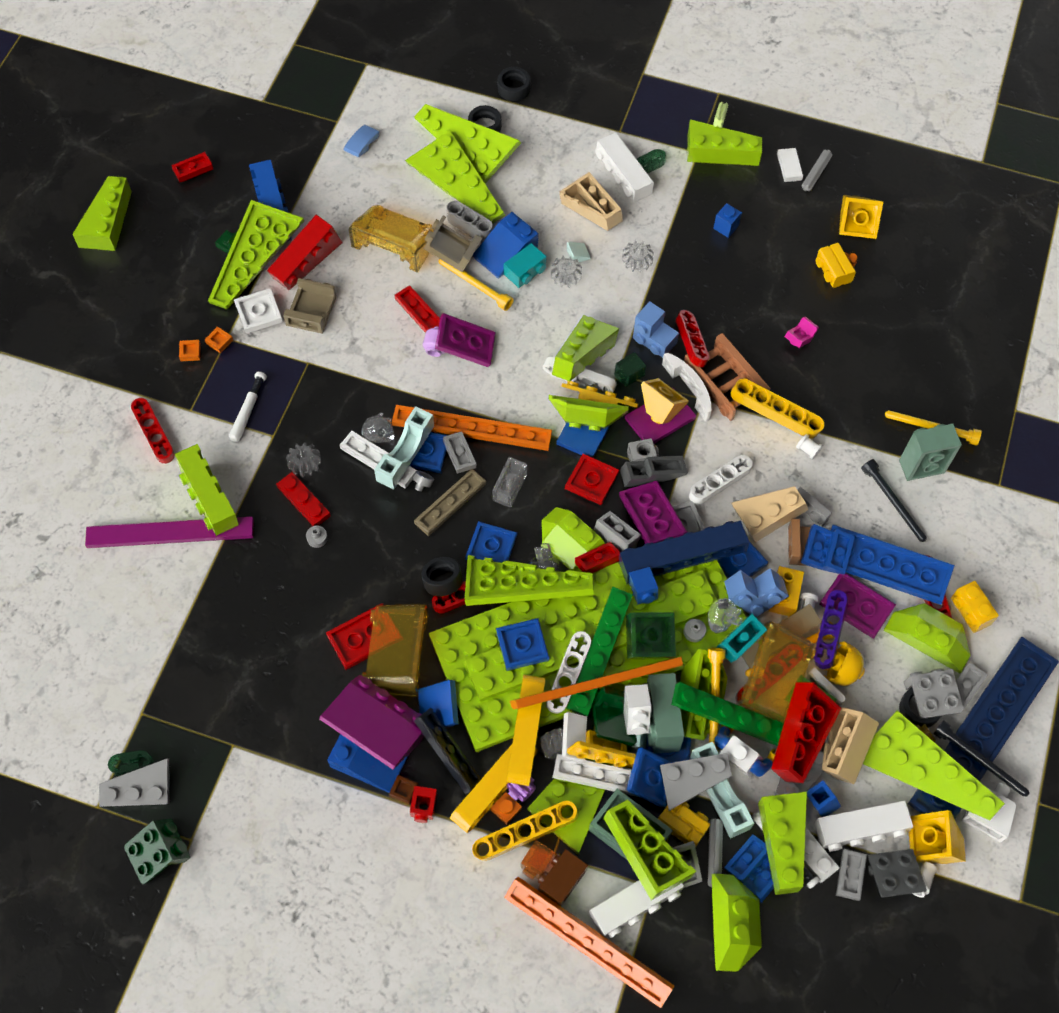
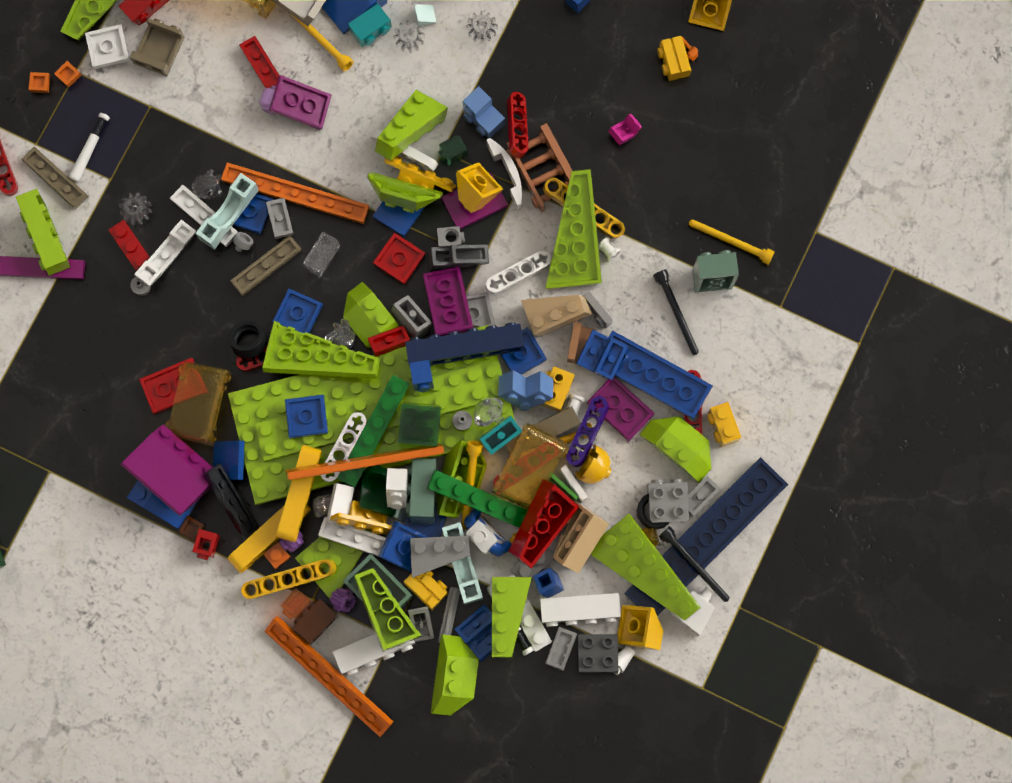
camera: 10 degrees right, 15 degrees up
(213, 440) = (54, 178): none -> dark tan tile
(342, 499) = (166, 253): none -> white slope
(591, 848) = (343, 600): none -> medium lavender gear
(778, 442) = (576, 246): none -> lime wing

